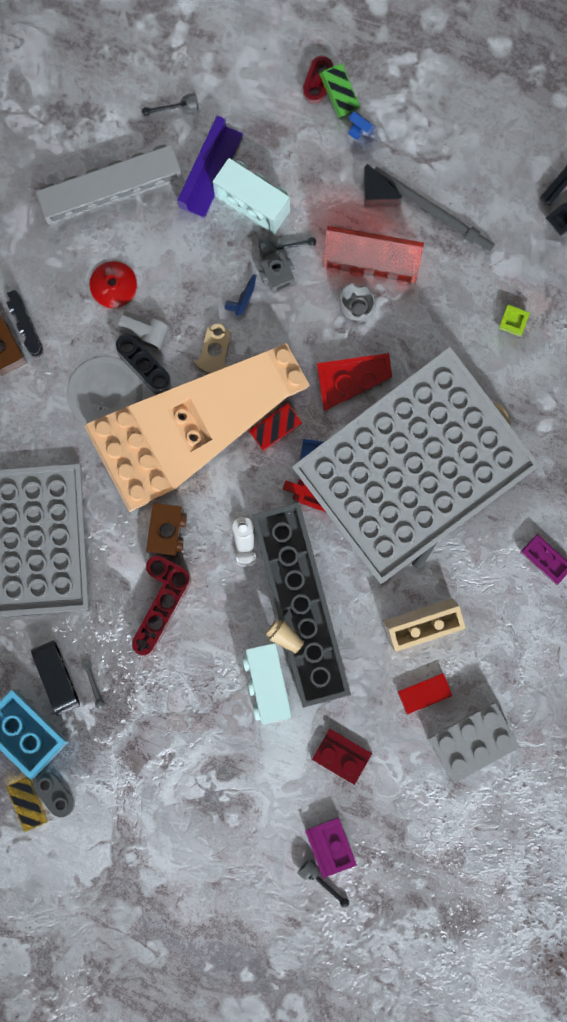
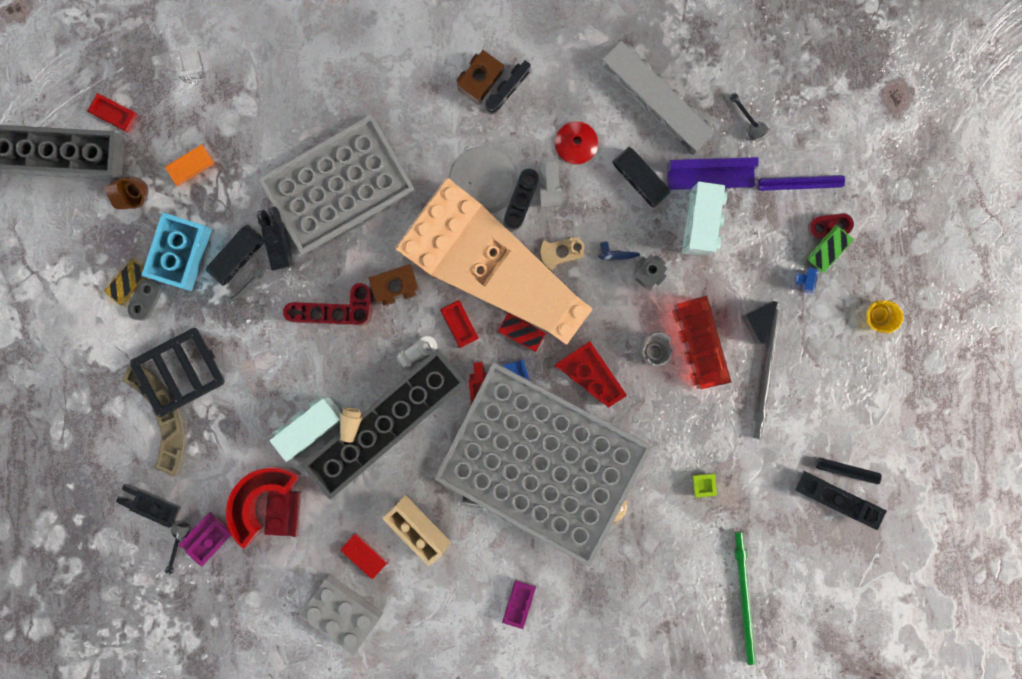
camera: 60 degrees right, 5 degrees up
(61, 628) = (275, 239): none -> black hinge
(176, 805) = (155, 354): none -> black bar
(179, 237) = (641, 177): none -> black beam
(182, 828) = (171, 425): none -> dark tan tile
(236, 485) = (459, 324): none -> red tile
(261, 87) = (806, 182): none -> dark purple axle
(268, 247) = (667, 255): hinge -> none
(269, 889) = (150, 506): none -> black hinge
(303, 780) = (242, 500): none -> red brick
(431, 70) = (884, 316): none -> yellow hair

